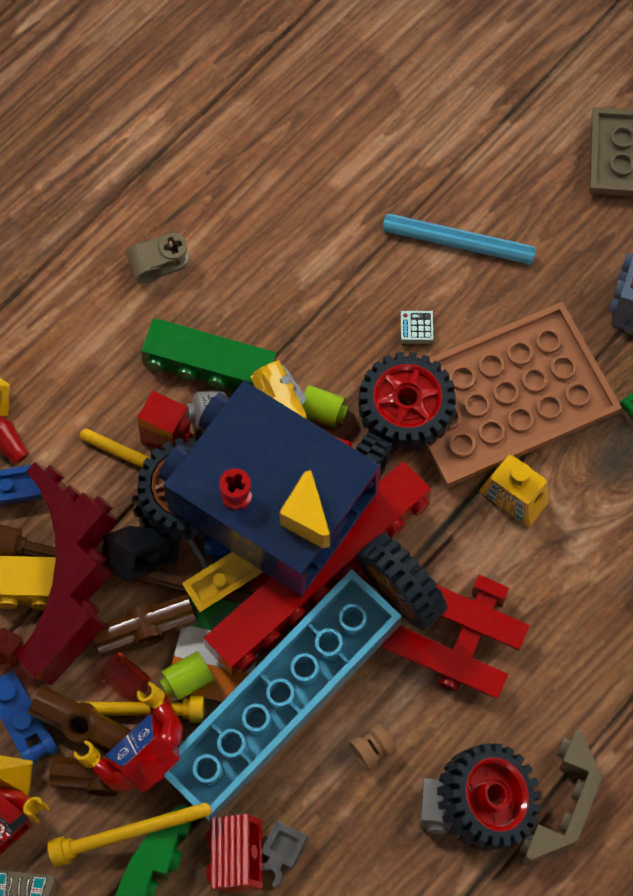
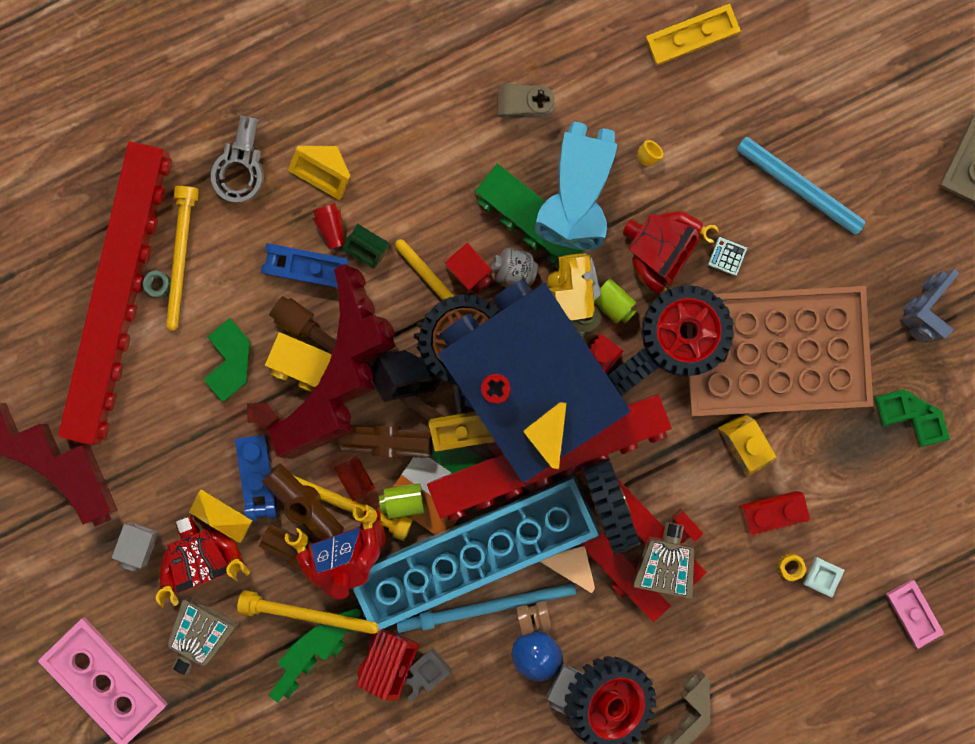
camera: 25 degrees right, 20 degrees up
(51, 445) = (366, 246): none -> dark green piece
(241, 295) = (583, 168): none -> medium azure hips
(262, 795) = (428, 620): none -> medium azure bar
(296, 144) = (692, 34): none -> yellow plate
(299, 261) = (649, 153): none -> yellow hinge
(351, 335) = (664, 246): none -> red torso
(388, 678) = (572, 565): none -> light nougat slope
(392, 786) = (536, 656): none -> blue hair
(485, 627) = (666, 564): none -> torso
(571, 545) = (774, 513): none -> red brick
(614, 605) = (800, 570): none -> yellow axle

